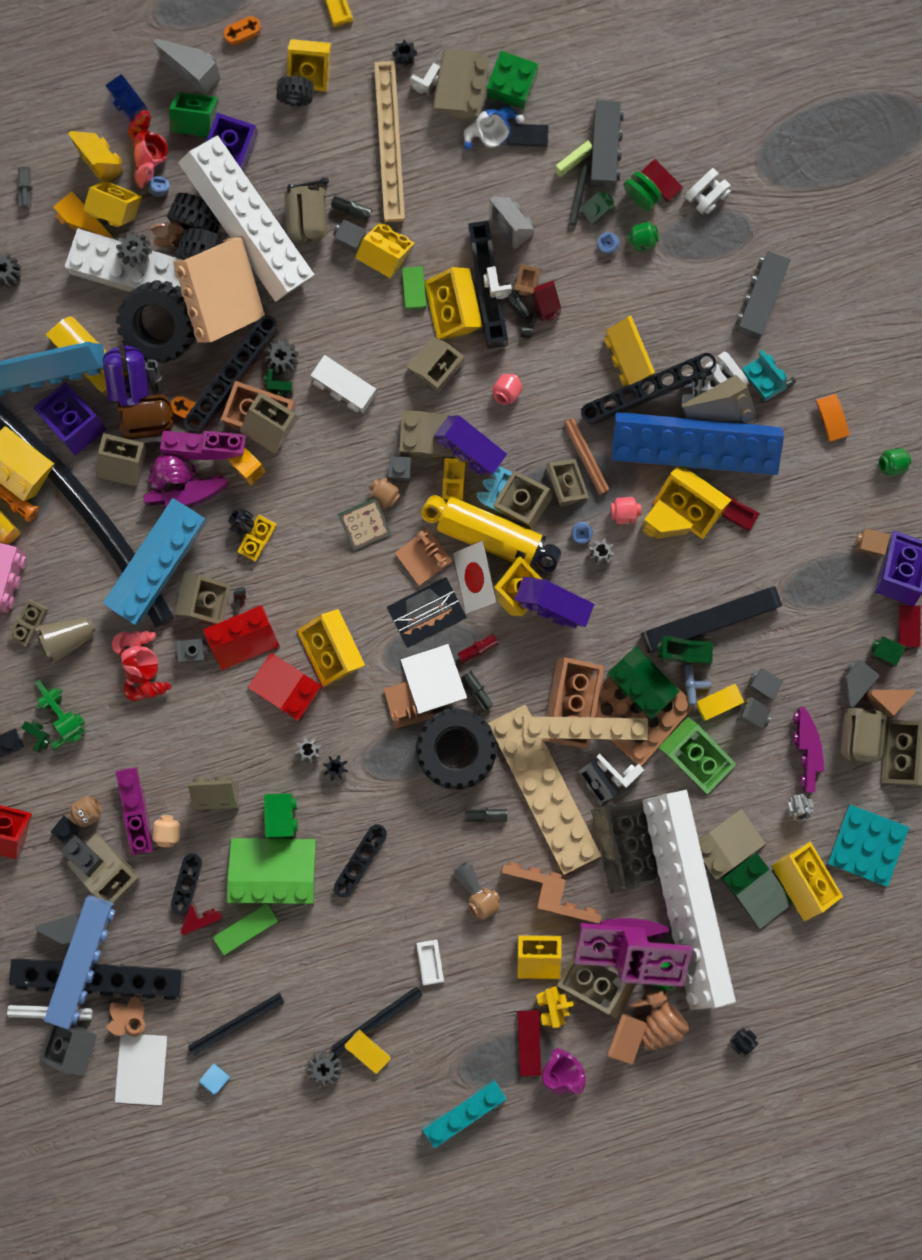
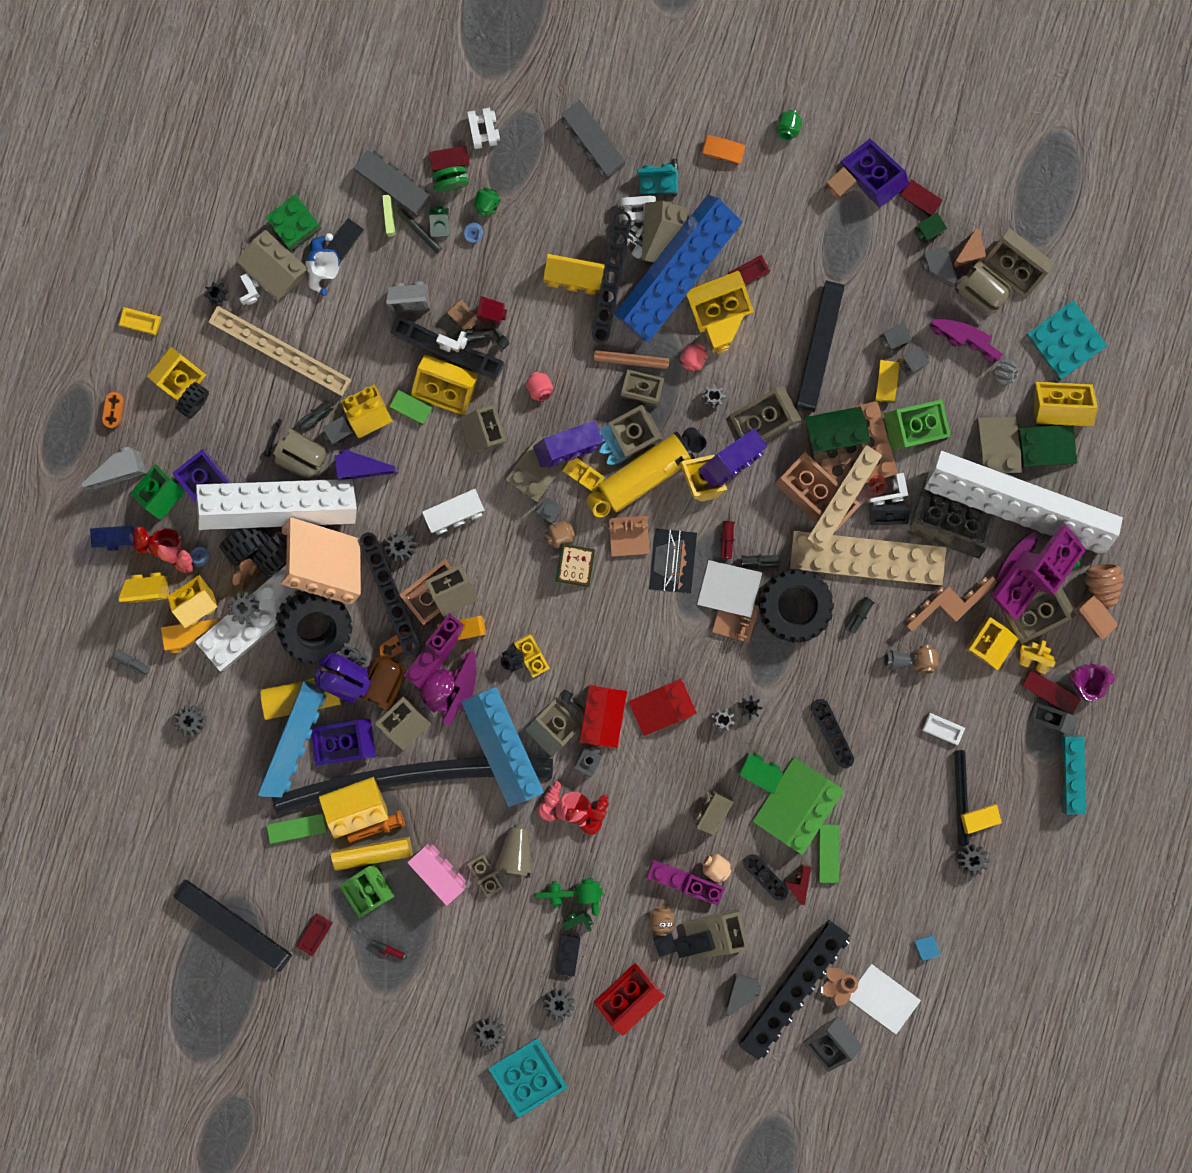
camera: 60 degrees left, 5 degrees up
(40, 1012) = (797, 1042): white axle -> none
(79, 962) = (777, 996): medium blue brick -> none
(236, 1024) = (896, 905): black axle -> none
(277, 387) = (425, 563): dark green bracket -> none
(327, 270) = (356, 466): none -> dark purple slope
(330, 647) = (655, 652): yellow slope -> none
(474, 577) = (672, 507): white sticker -> none
(505, 1061) = (1054, 719): none -> dark grey slope
(582, 532) = (689, 401): medium blue tile -> none
(616, 611) = (766, 414): none -> dark tan slope
(623, 752) = (883, 486): none -> clear red bush
(654, 999) = (1080, 577): nougat plate -> none
(682, 650) = (833, 382): dark green arch -> none
(691, 685) = (861, 393): sand blue piece -> none
(744, 1041) = (1153, 530): black gear -> none

